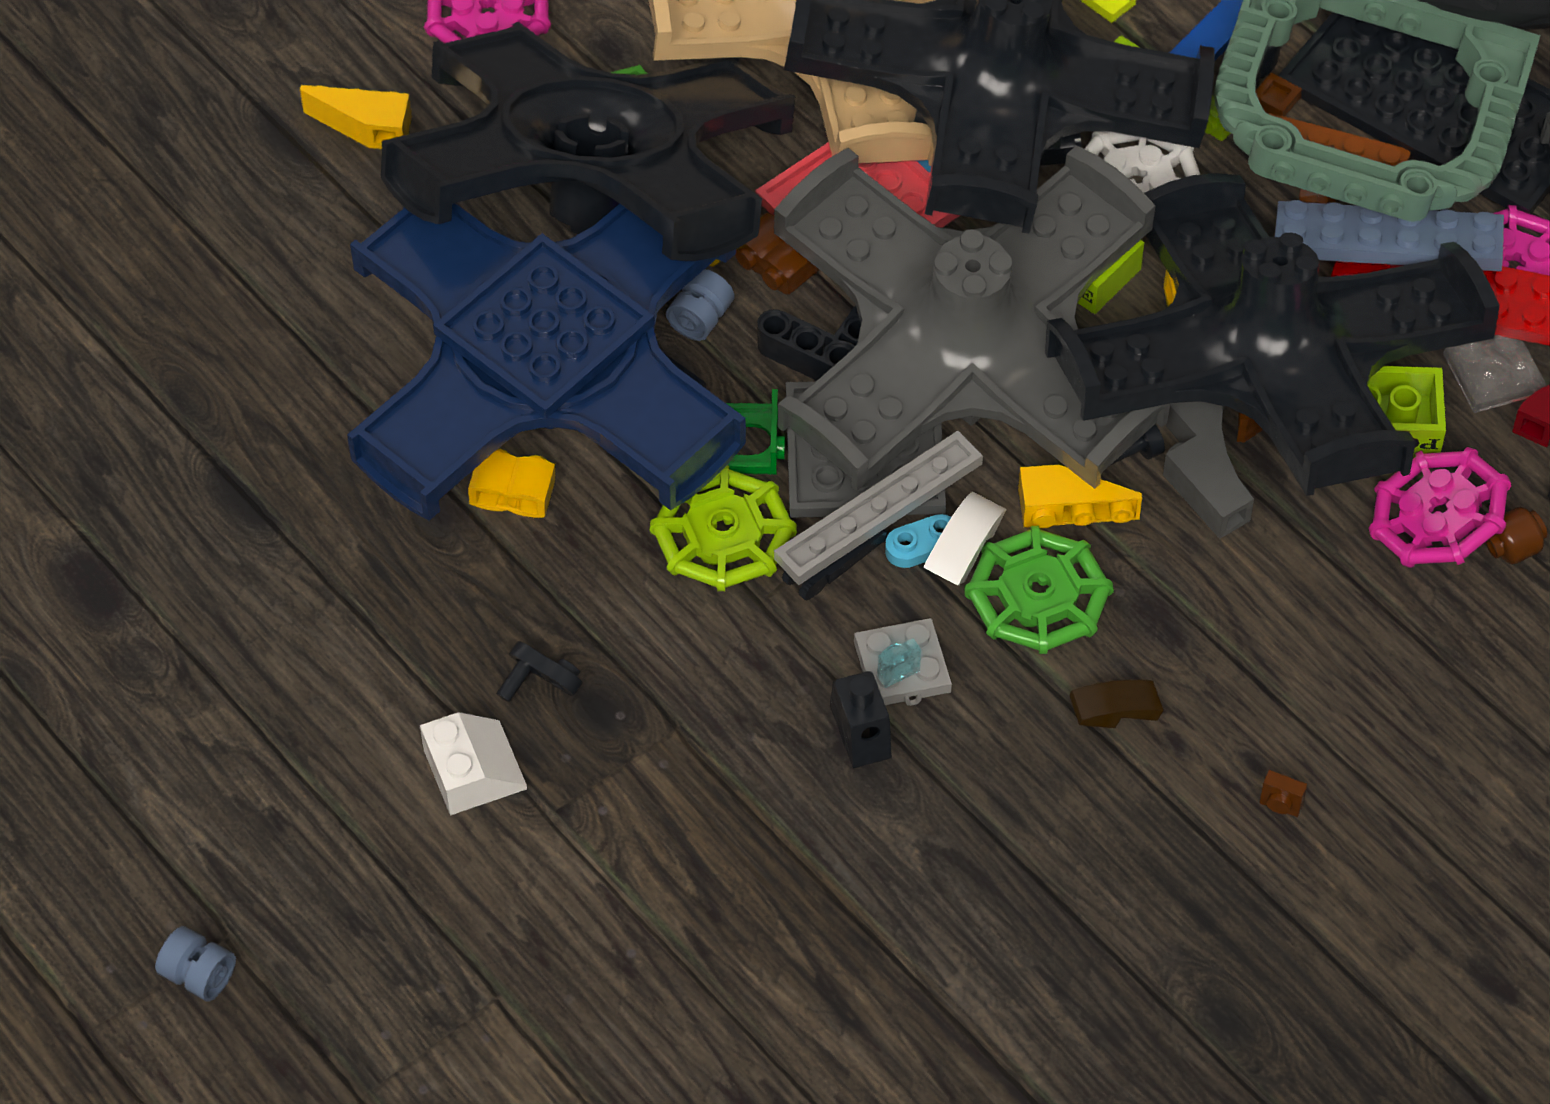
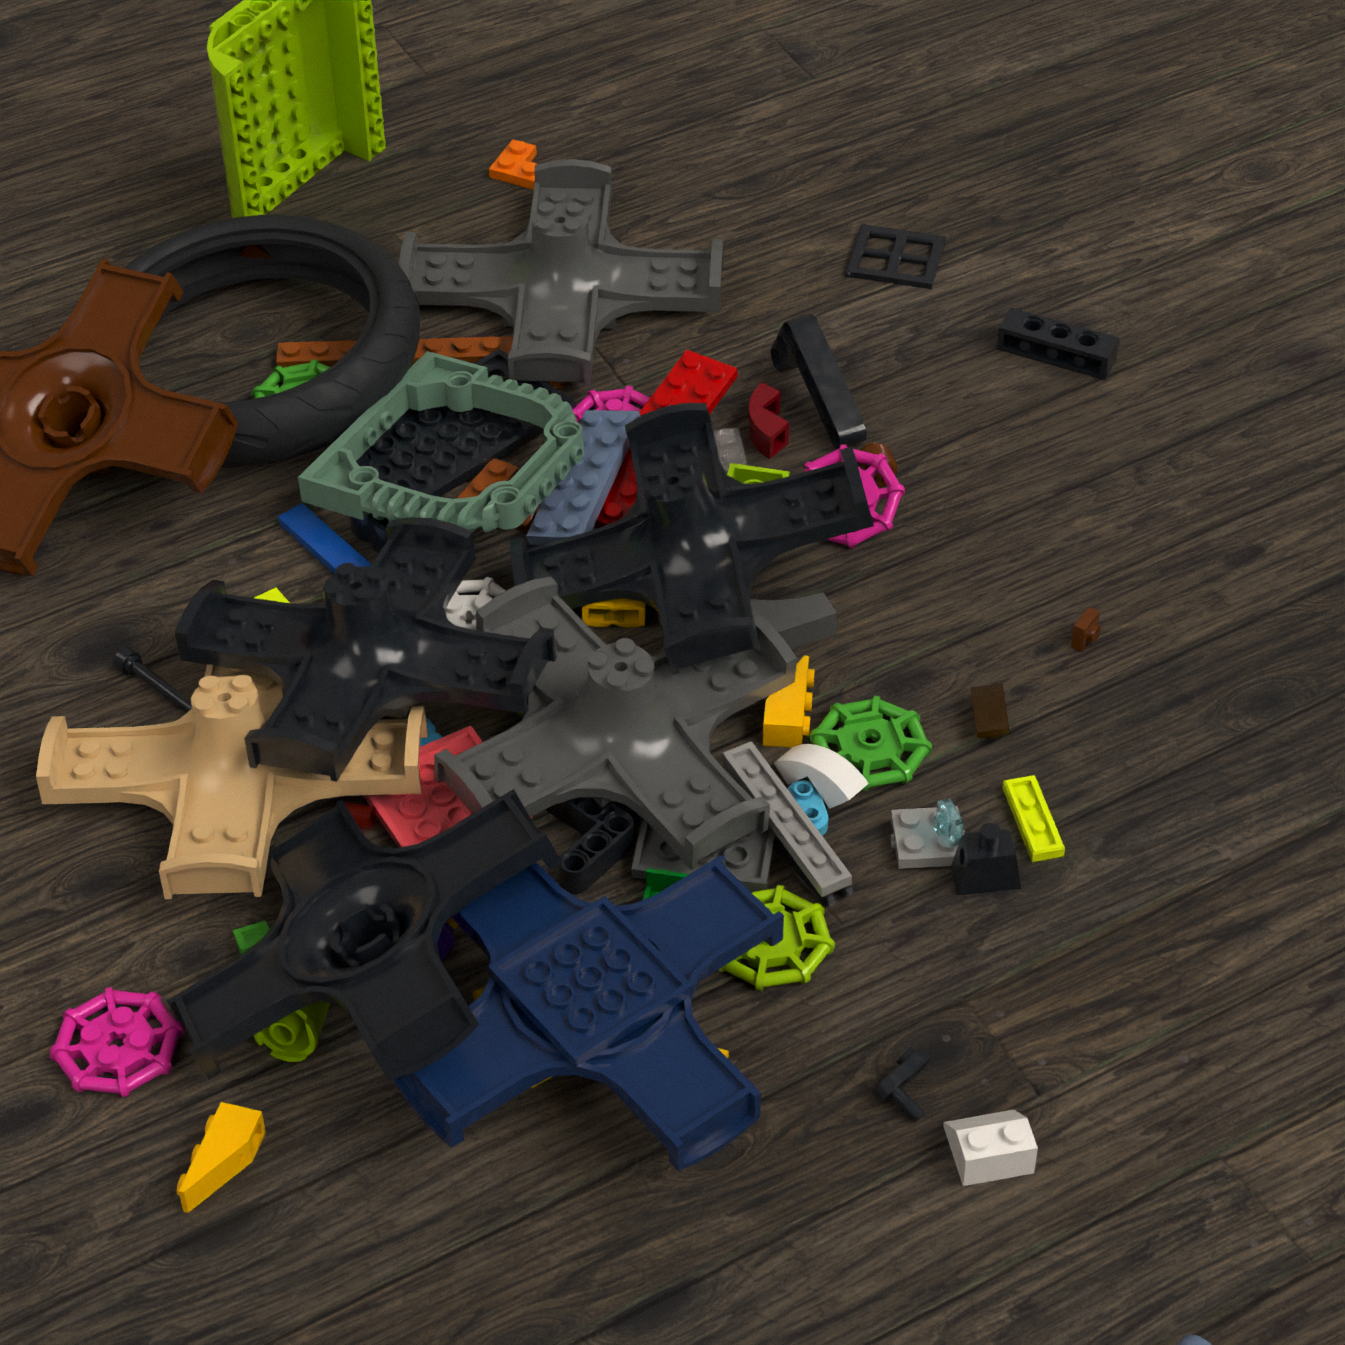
camera: 80 degrees left, 10 degrees down
(815, 133) = (362, 814): none -> clear red hinge
(960, 769) = (1033, 818): none -> neon yellow tile

